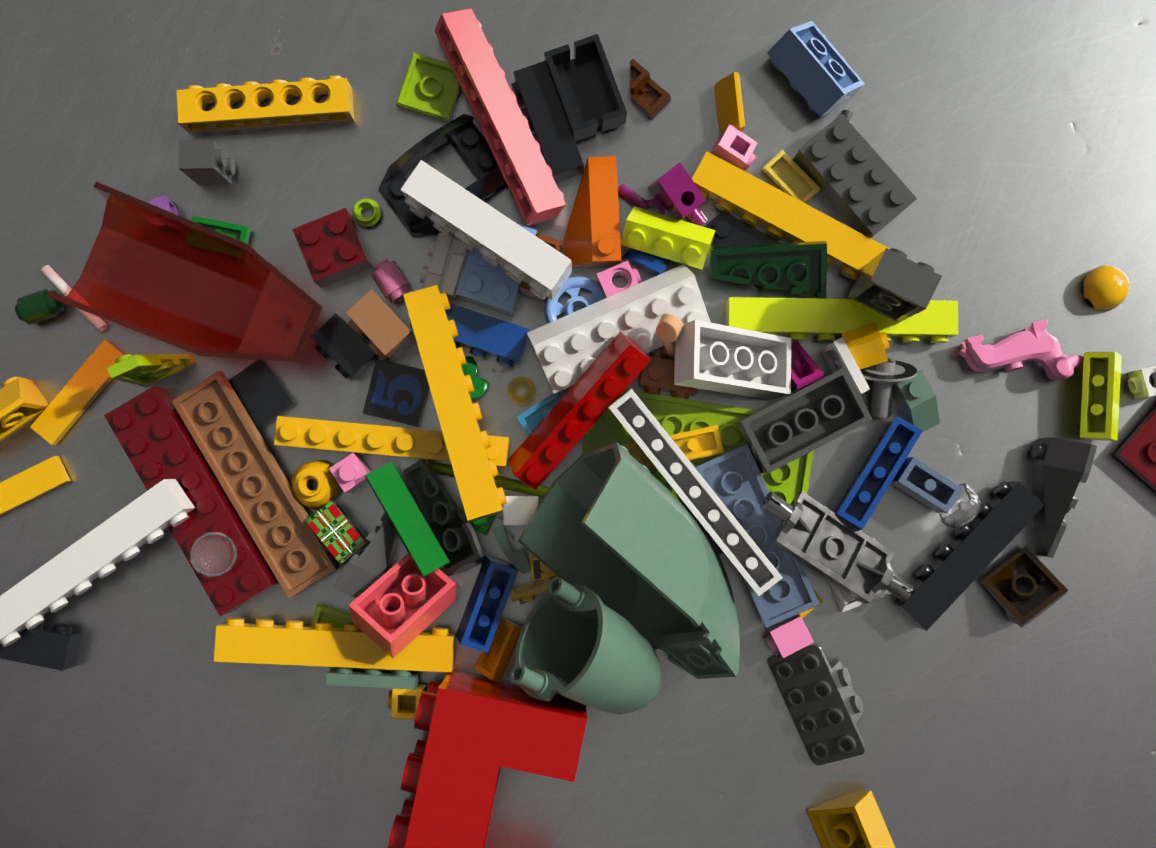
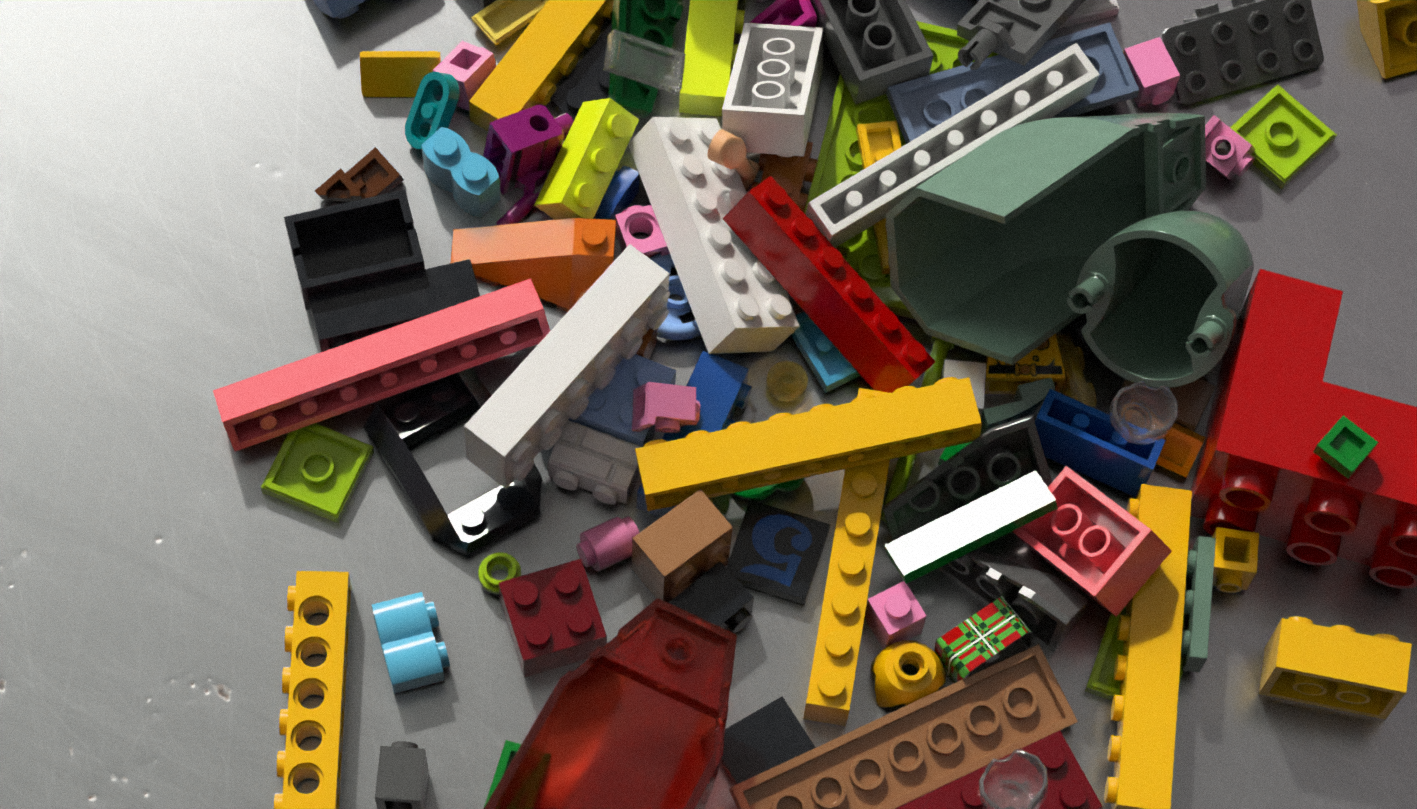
camera: 85 degrees left, 20 degrees down
(311, 158) = (409, 642): none -> medium azure brick
(331, 774) = (1335, 667): none -> yellow brick
(441, 784) = (1345, 447): none -> green plate
(473, 303) = (665, 407): none -> bright pink brick
(497, 636) = (1143, 413): none -> clear hair
(650, 157) = (463, 173): none -> medium azure brick
(699, 128) = (431, 107): none -> teal plate
(739, 692) = (1239, 157): none -> bright pink brick
(747, 268) = (644, 61): none -> clear tile
(749, 733) = (1283, 136): none -> lime tile

